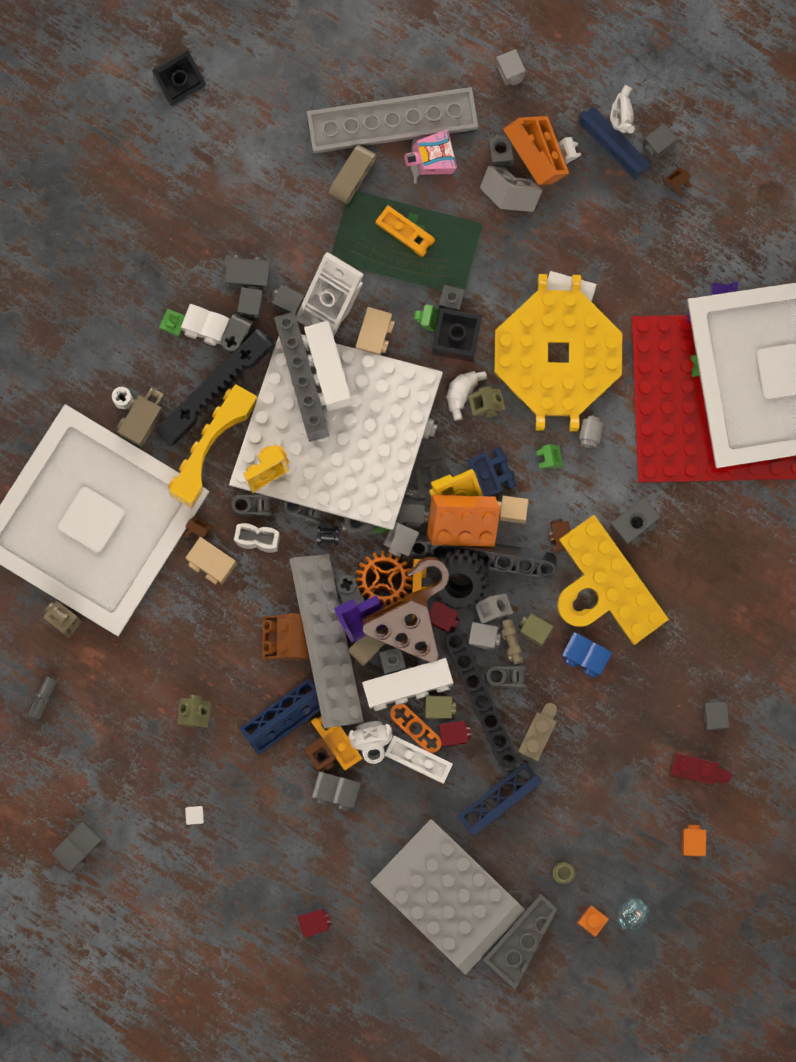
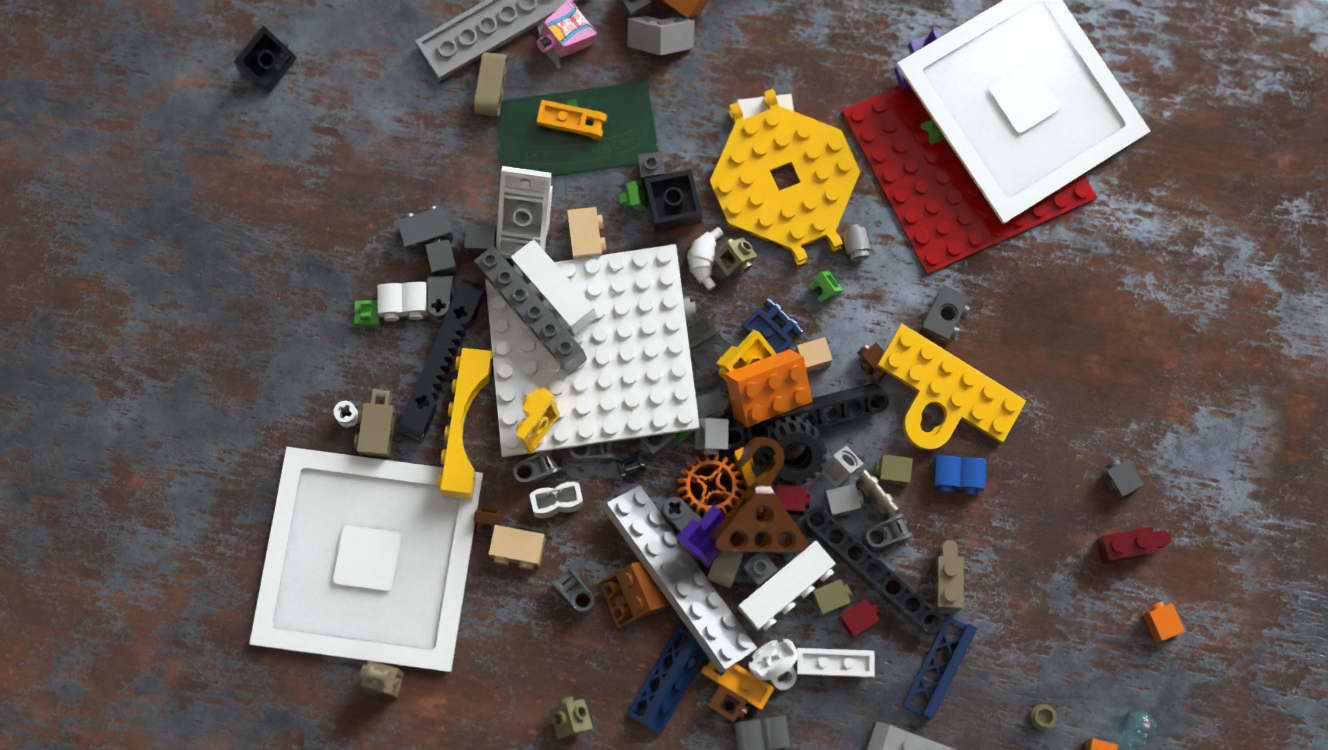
camera: 25 degrees left, 5 degrees down
(240, 612) = (571, 588): none -> dark grey piece
(400, 721) = (812, 620): orange beam -> none

